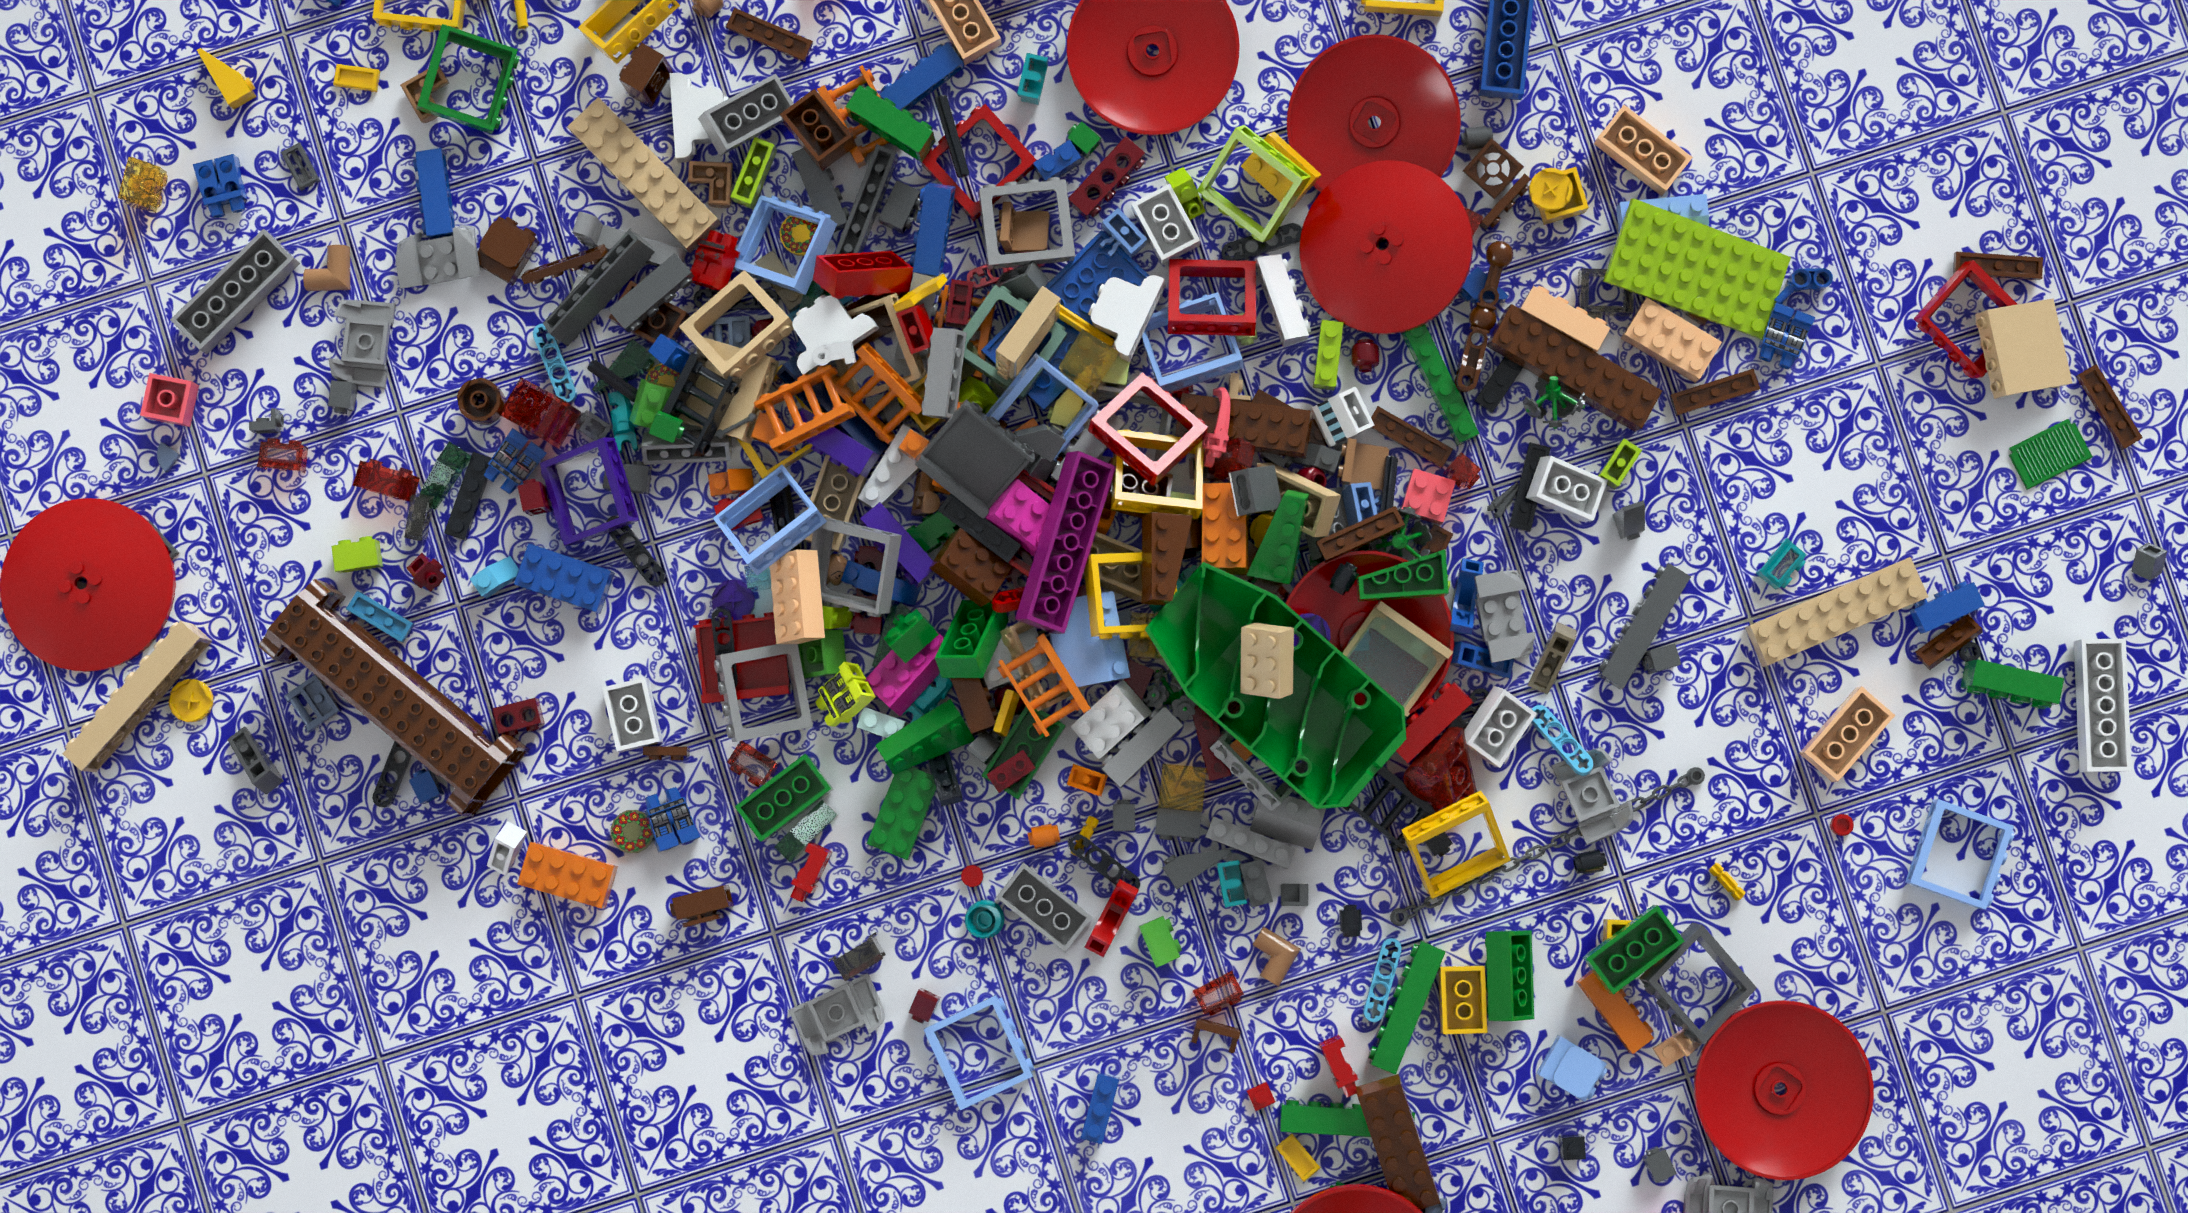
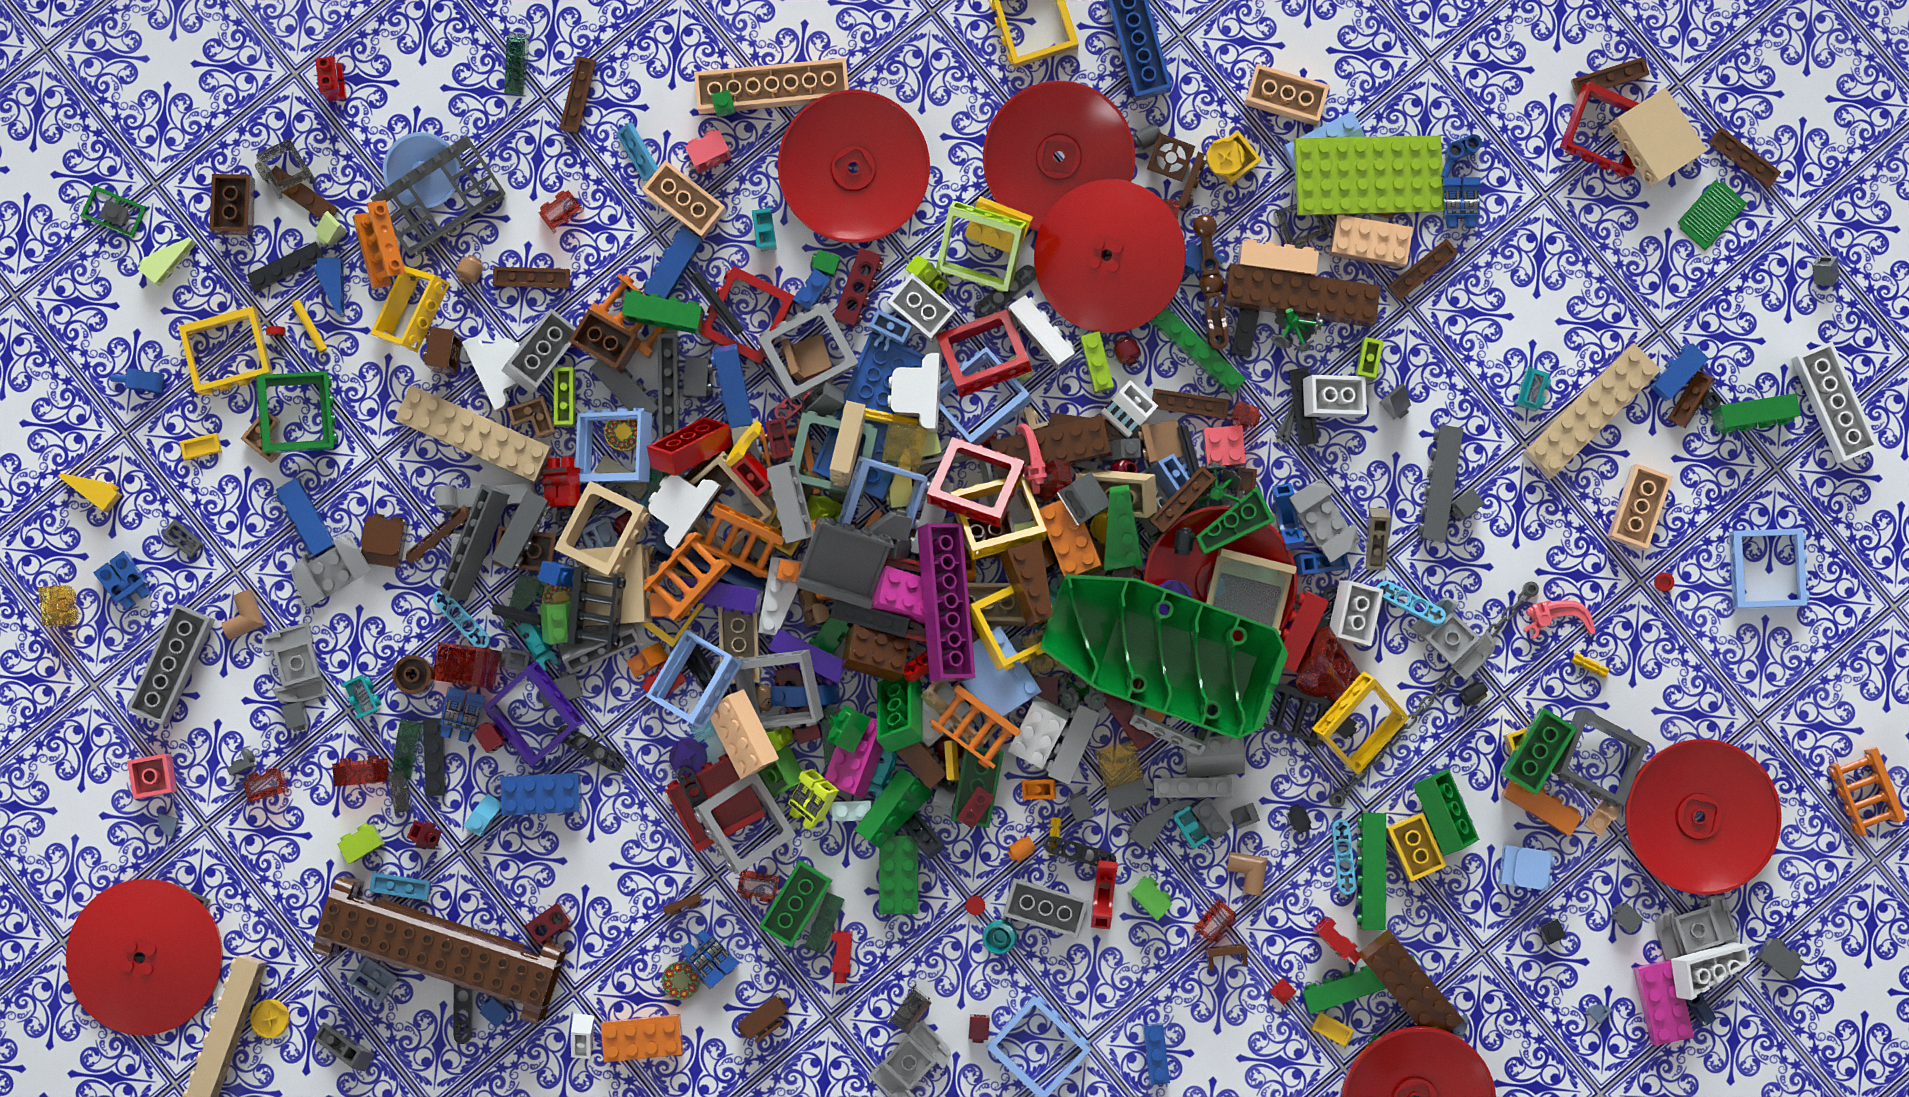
camera: 30 degrees left, 0 degrees up
(419, 402) = (362, 696): none -> teal window
(632, 714) = (643, 884): white brick -> none
(667, 427) = (579, 636): green brick -> none
(721, 433) = (625, 623): dark grey hinge -> none
(827, 353) = (693, 520): white leg -> none
(1267, 660) = (1150, 634): tan brick -> none
(1700, 805) = (1544, 612): none -> coral piece
(1991, 1123) = (1880, 777): none -> orange fence

